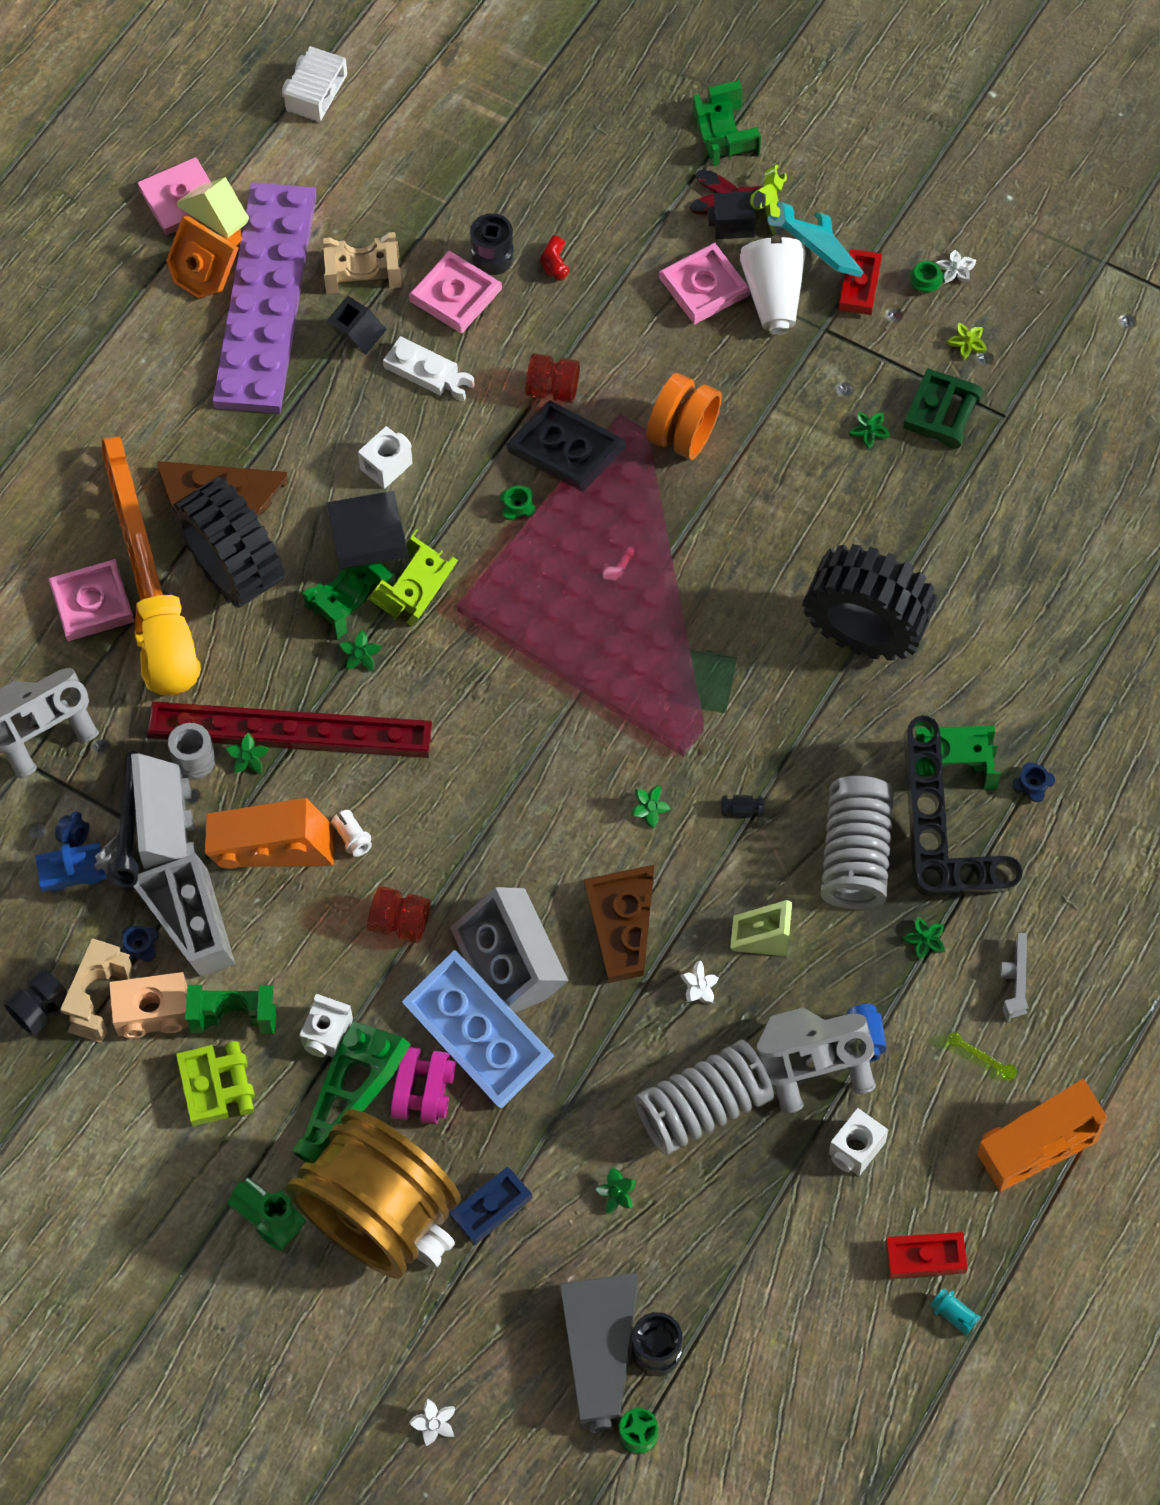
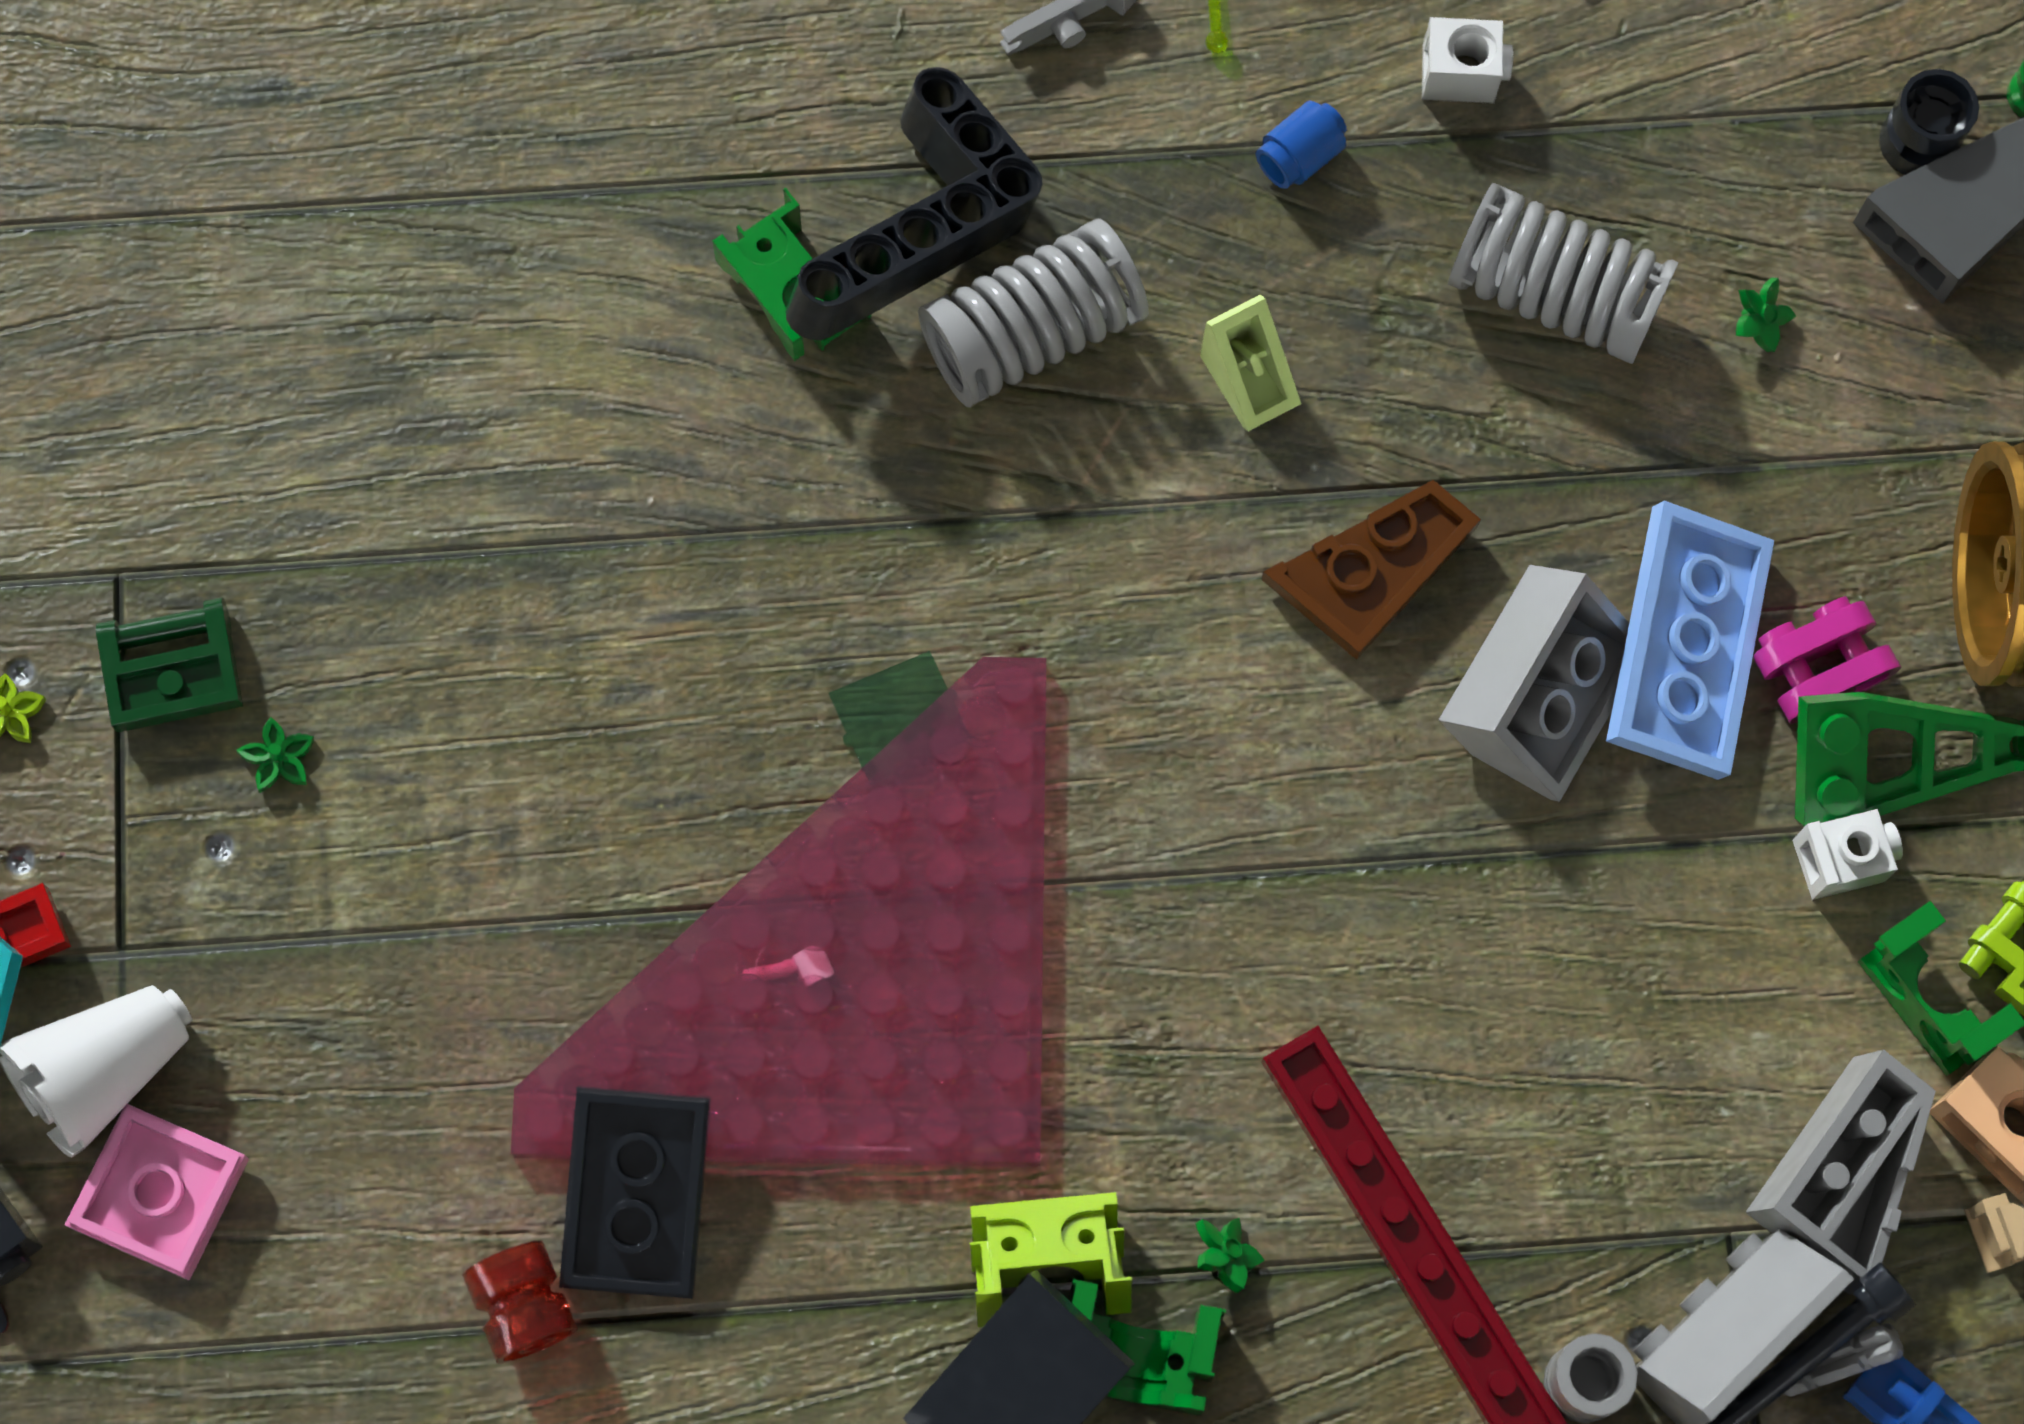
camera: 130 degrees left, 10 degrees up
(134, 934) = (1950, 1229): dark blue plate -> none
(247, 754) = (1524, 1295): green plant -> none
(270, 836) = (1643, 1146): orange wedge -> none
(356, 840) = (1531, 1039): white pin -> none
(394, 913) = (1610, 869): clear red wheel -> none
(490, 1205) = (1908, 456): dark blue plate -> none
(517, 494) = (787, 1183): green plate -> none
(649, 805) = (1171, 647): green plant -> none
(684, 416) = (466, 1023): orange wheel -> none
(699, 985) = (1394, 400): white plant -> none
(742, 805) = (1072, 523): black piece -> none
(800, 1037) = (1386, 206): light grey piece -> none
(870, 602) = (642, 505): black tyre -> none
(925, 938) = (1095, 164): green plant -> none
(1040, 775) = (746, 147): dark blue plate -> none

